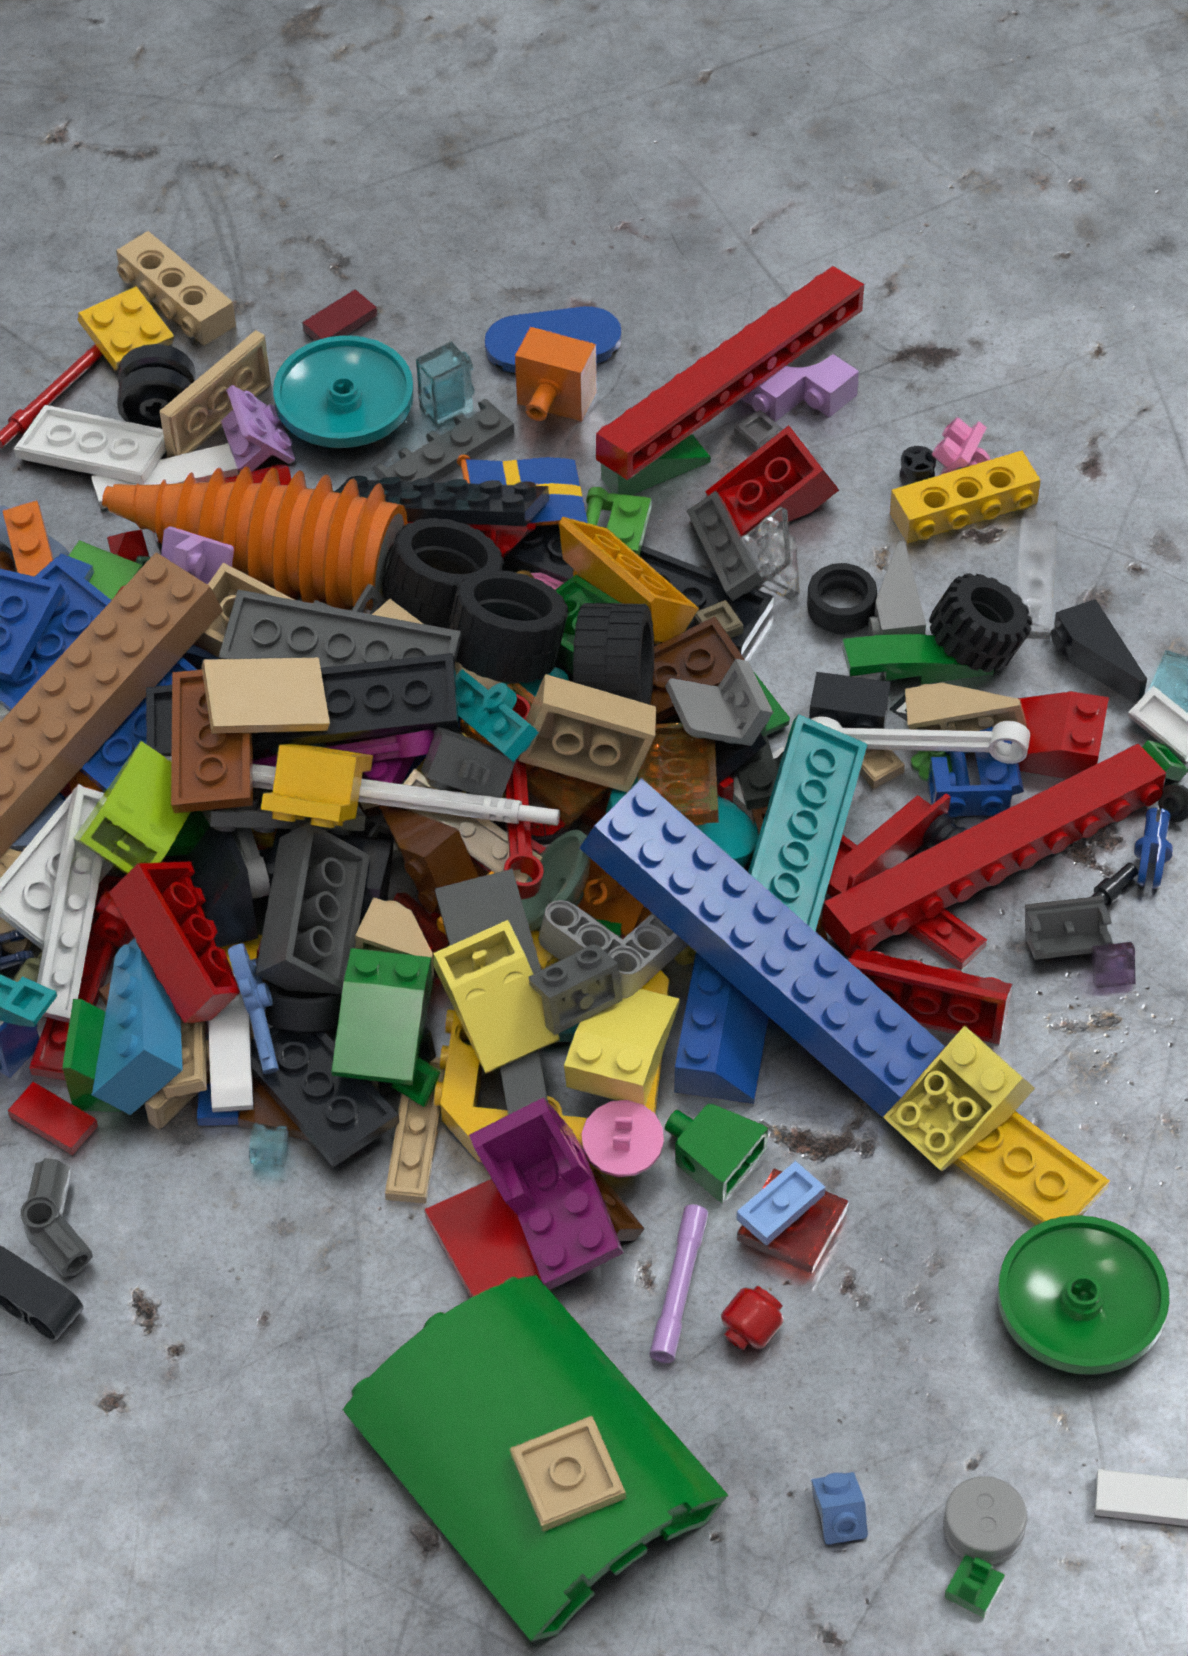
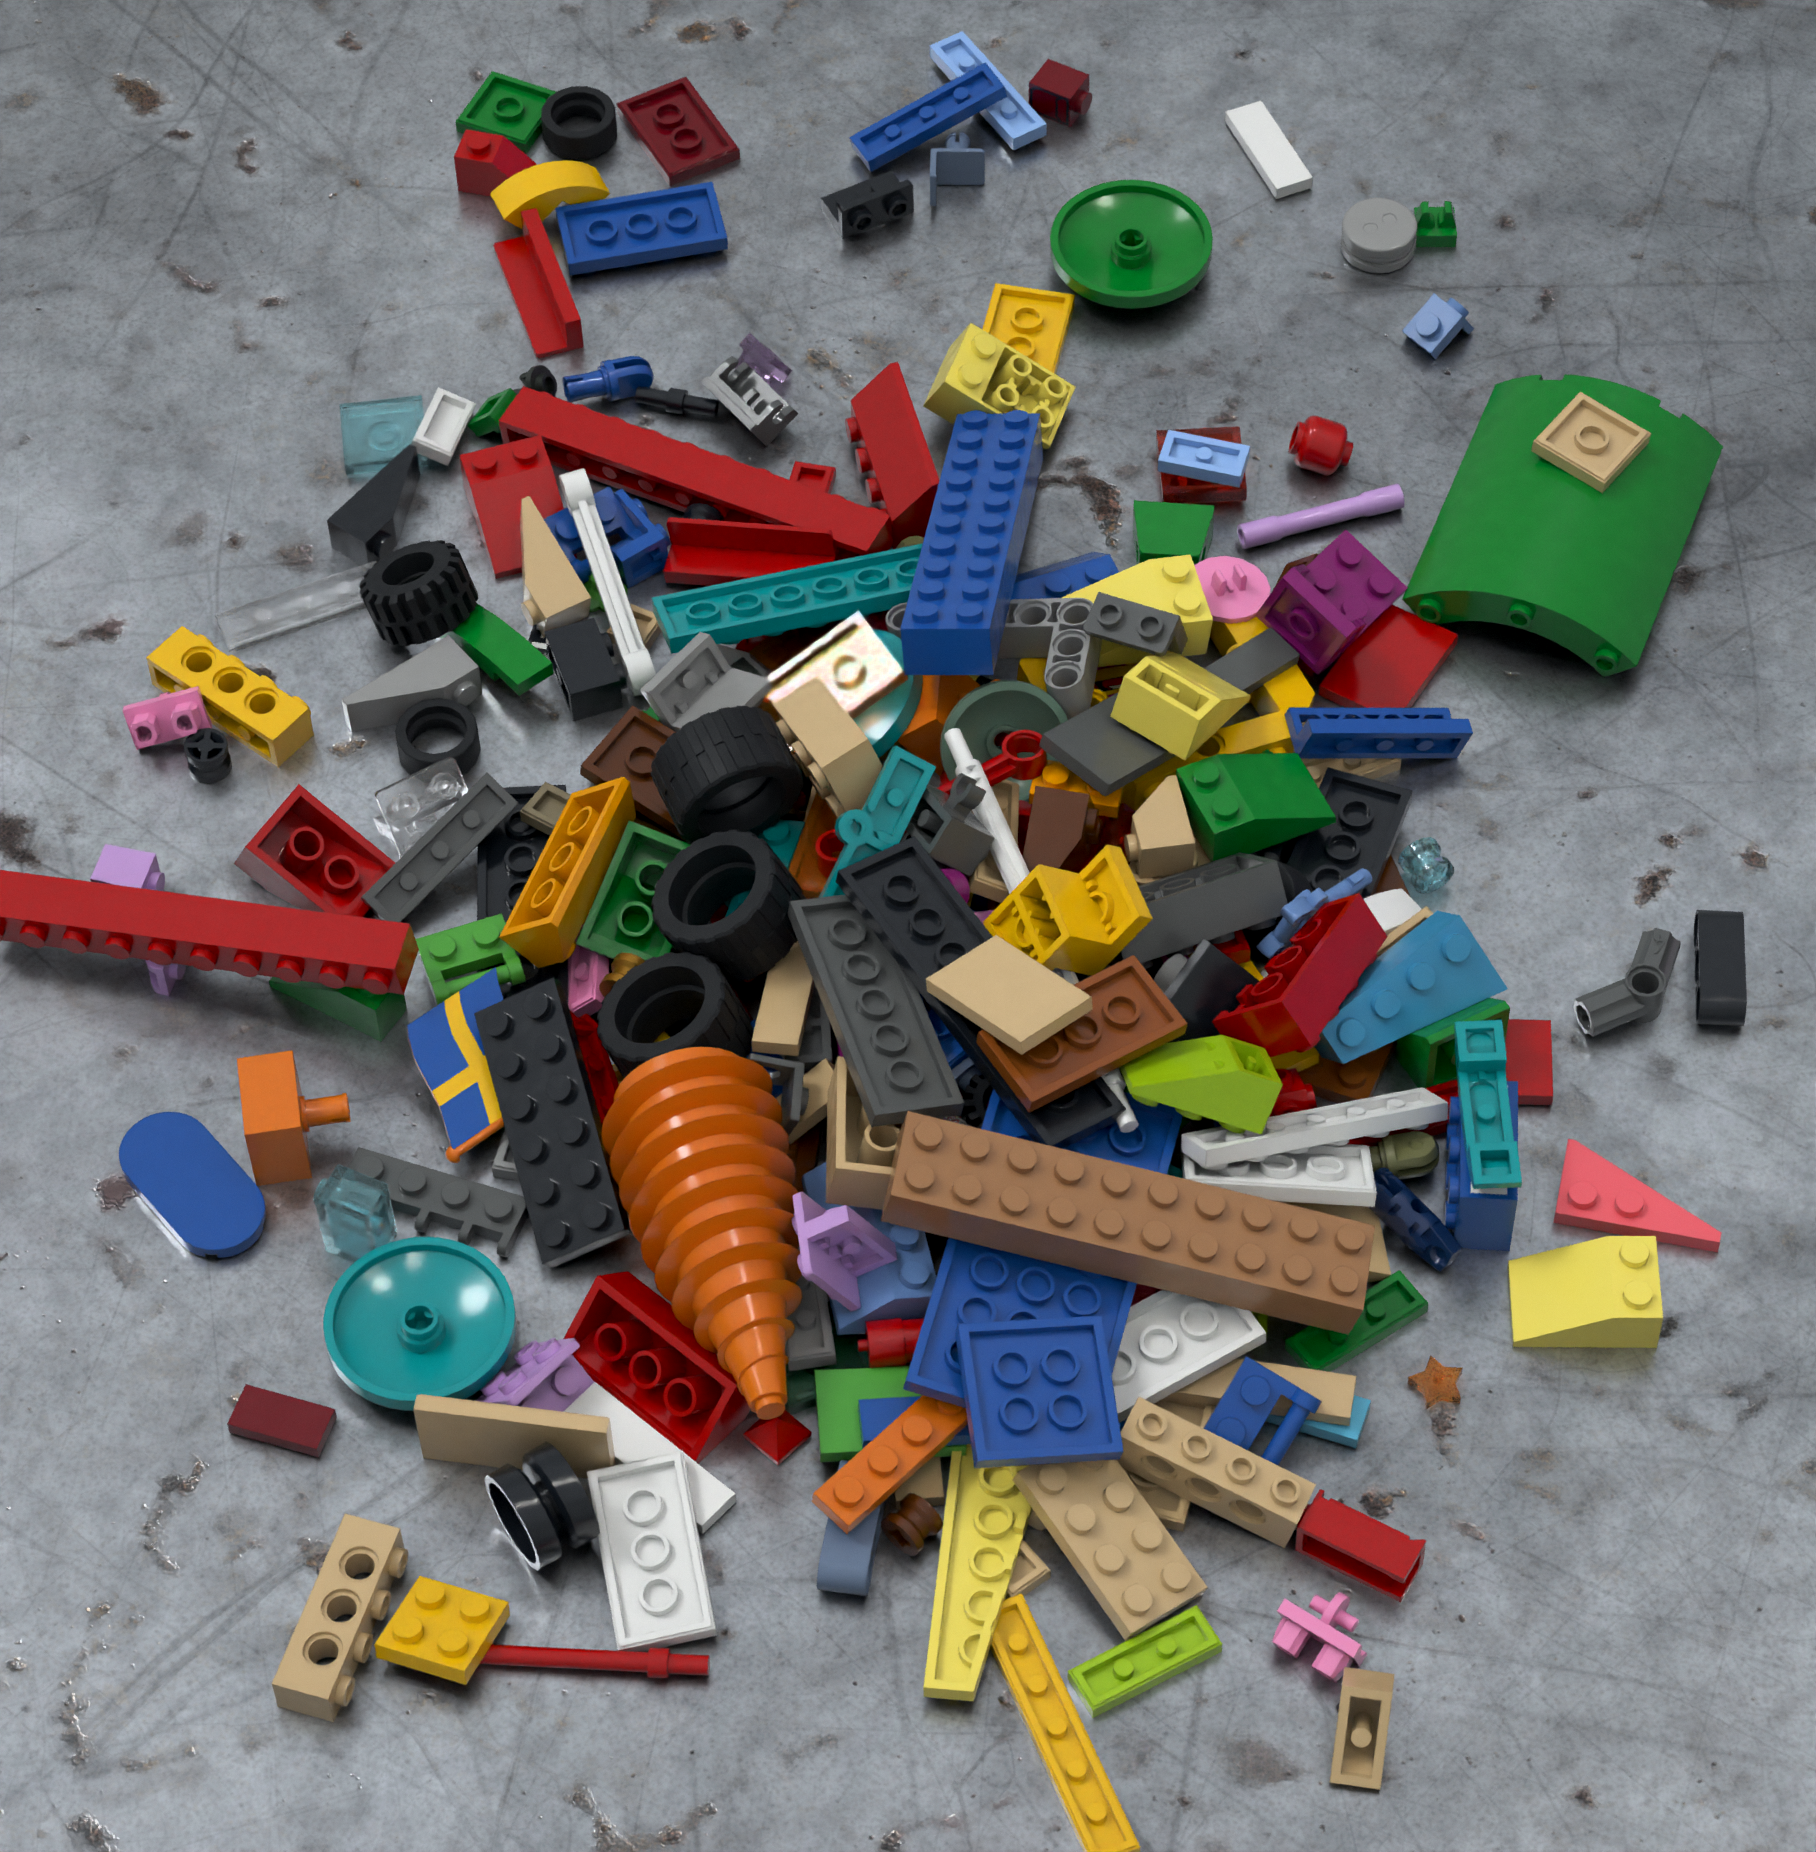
camera: 120 degrees left, 0 degrees up
(395, 1166) = (1376, 733): none -> blue fence

